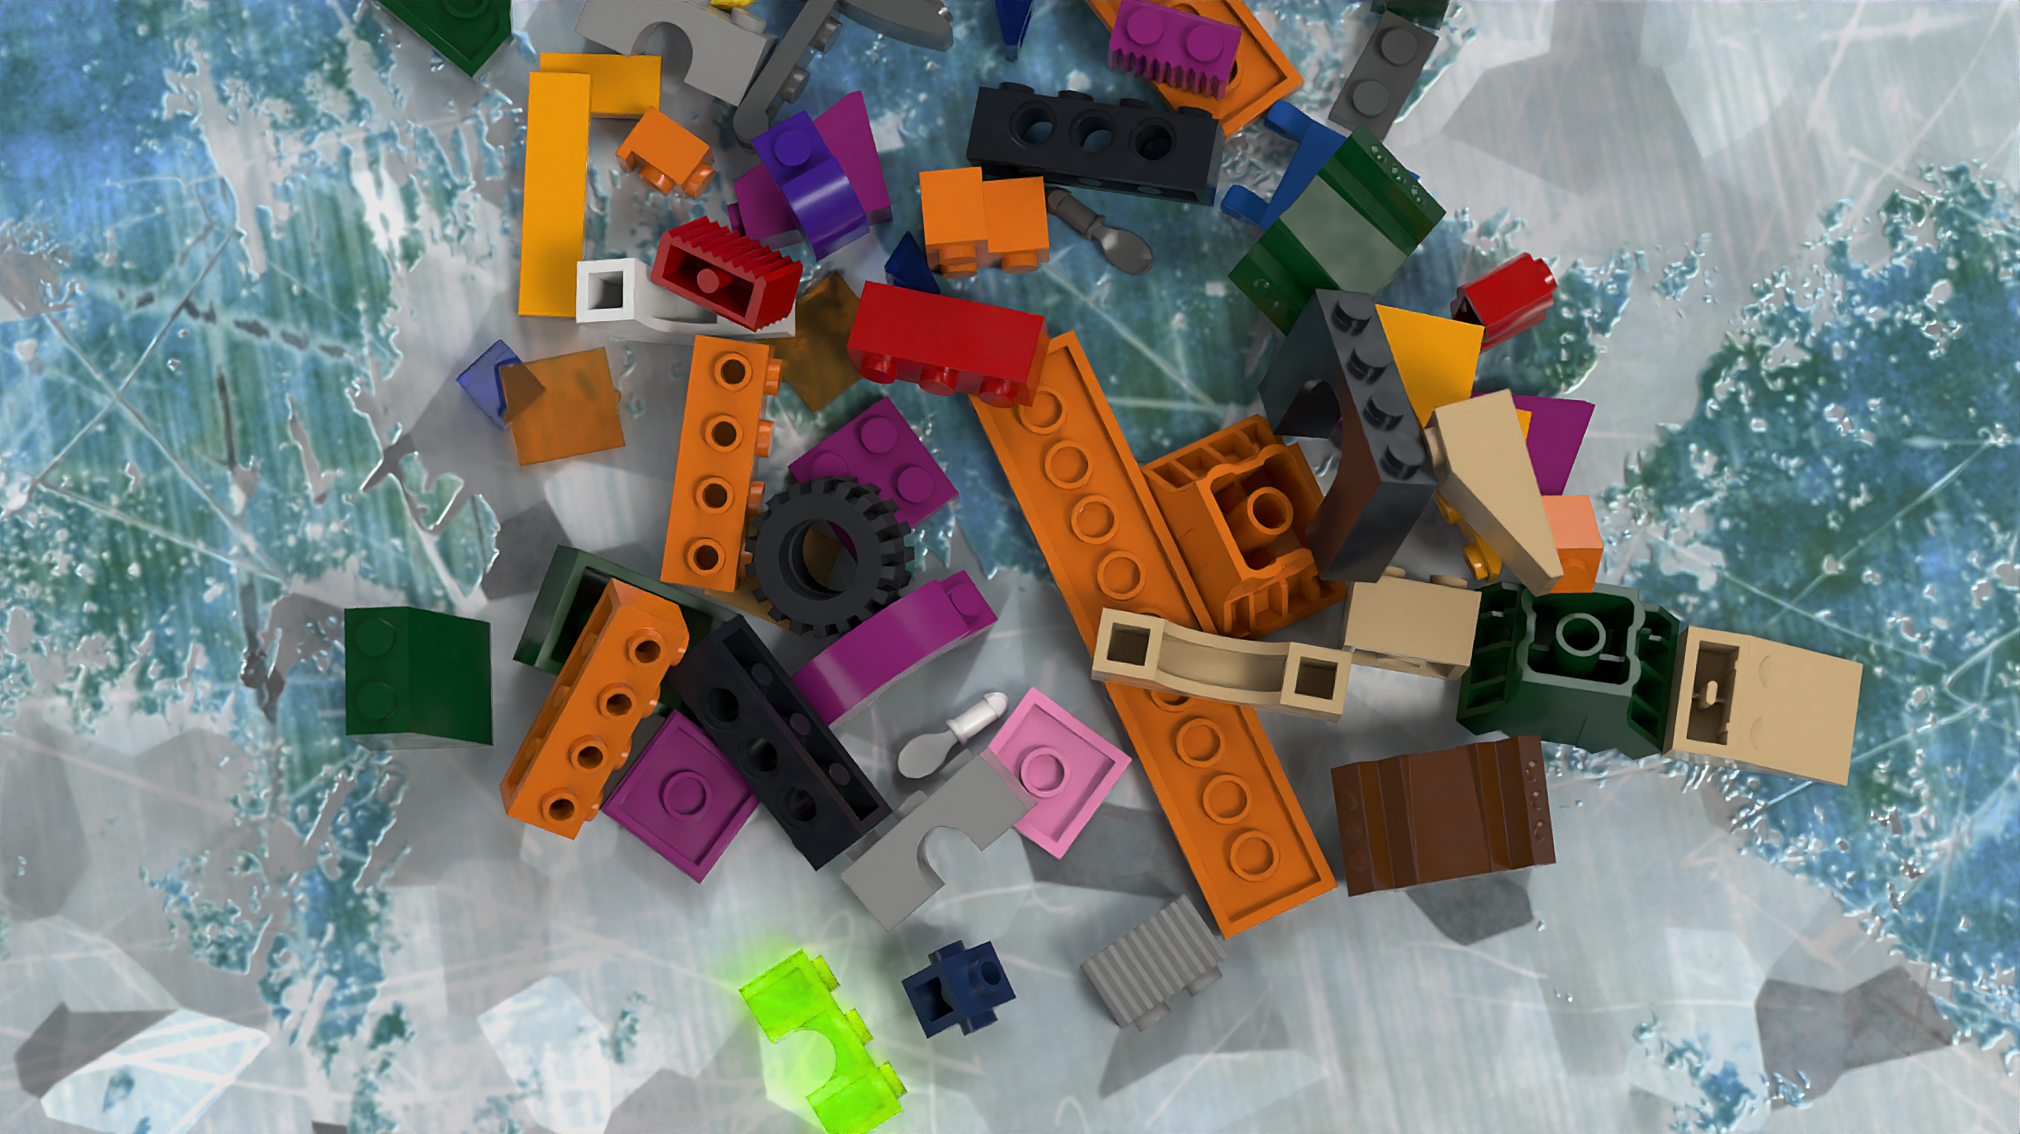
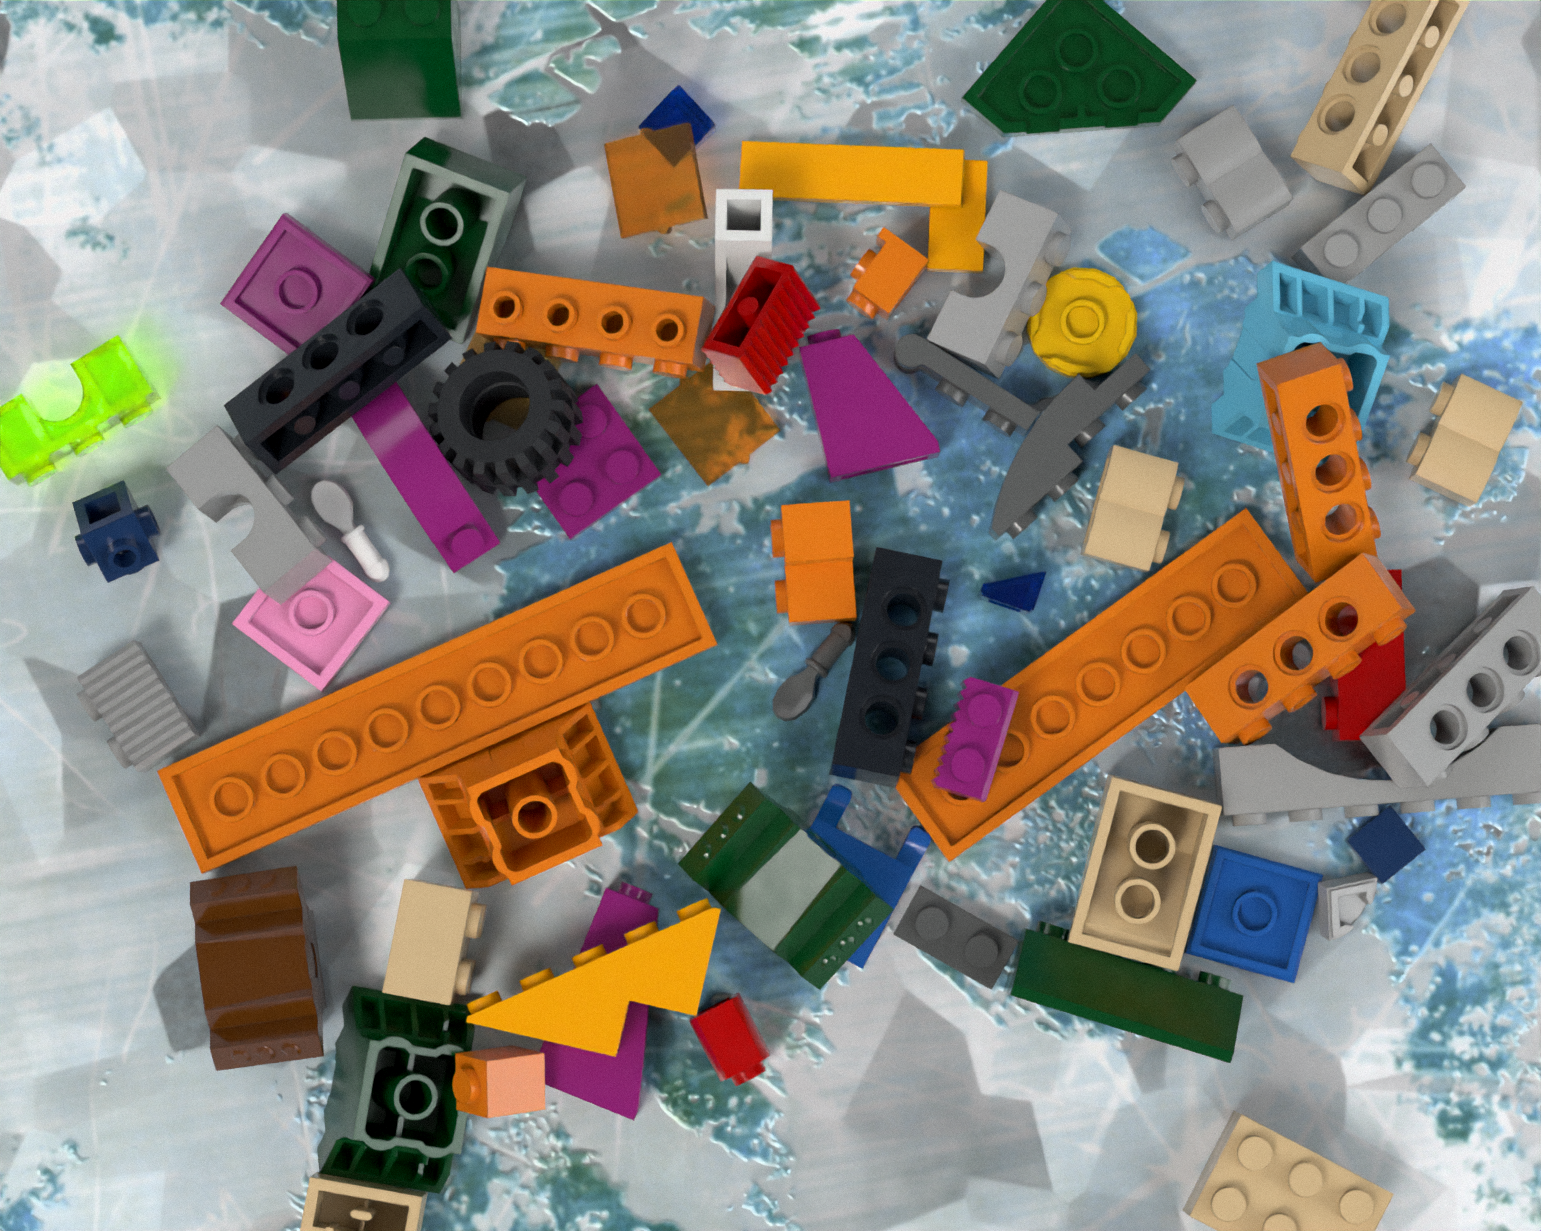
camera: 85 degrees right, 5 degrees up
(594, 709) = (366, 206): orange brick -> none
(812, 185) = (841, 401): dark purple brick -> none
(909, 269) = (769, 498): clear blue slope -> none
(948, 345) = (698, 528): red brick -> none
(1211, 667) = (395, 770): tan arch -> none
(1344, 368) = (654, 881): black arch -> none
(1492, 484) = (548, 1007): tan slope -> none

